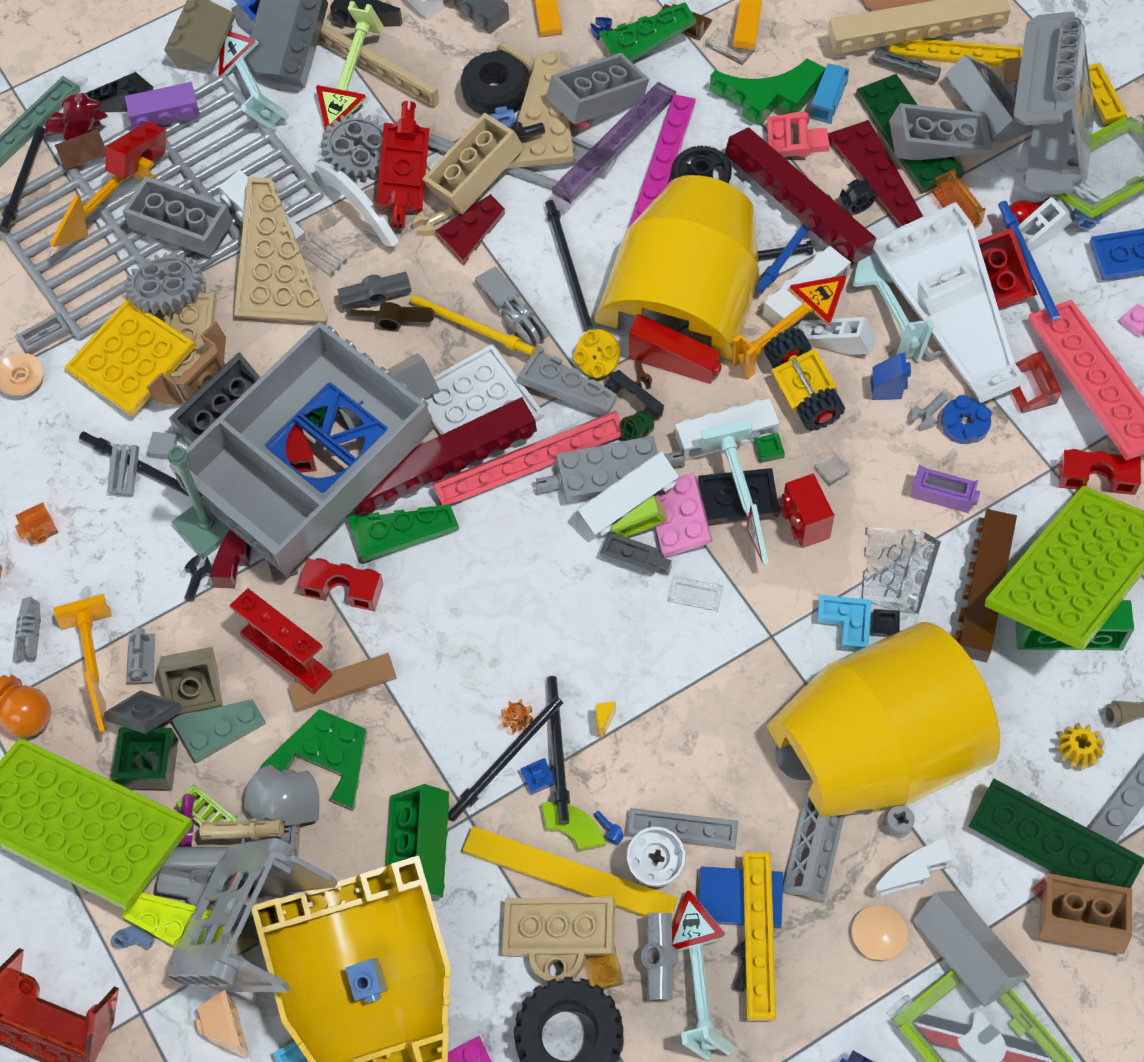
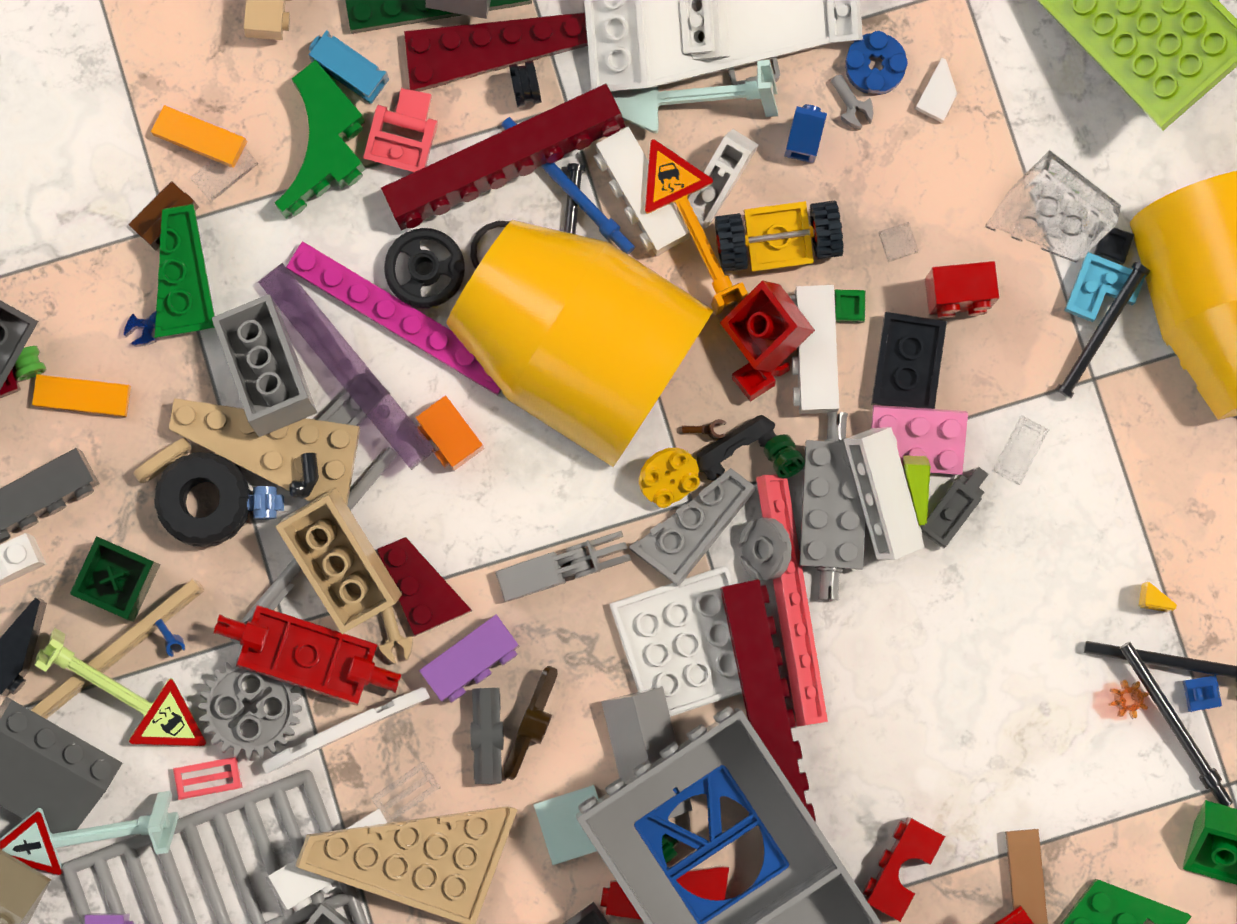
camera: 80 degrees left, 20 degrees up
(309, 152) = (235, 773): none -> coral tile
(388, 533) = (845, 783): green wing -> none
(392, 92) = (170, 638): none -> blue hand
(425, 48) = (115, 579): none -> dark green brick
(427, 266) = (470, 659): none -> medium lavender brick
(511, 342) = (620, 578): yellow bar -> none
(554, 217) = (513, 476): black bar -> none
(561, 428) = (765, 548): none -> light grey tile
(586, 214) = (449, 433): none -> orange brick
(672, 351) = (692, 382): red slope -> none
(693, 396) = (756, 382): none -> red plate
(726, 437) = (846, 354): light aqua piece -> none
(730, 383) = (767, 326): none -> red brick
(811, 625) = (1103, 329): none -> black bar
(944, 489) = (966, 118): medium lavender window -> none
(961, 466) = (938, 94): none -> white tile
(986, 573) = (1100, 116): reddish brown brick -> none

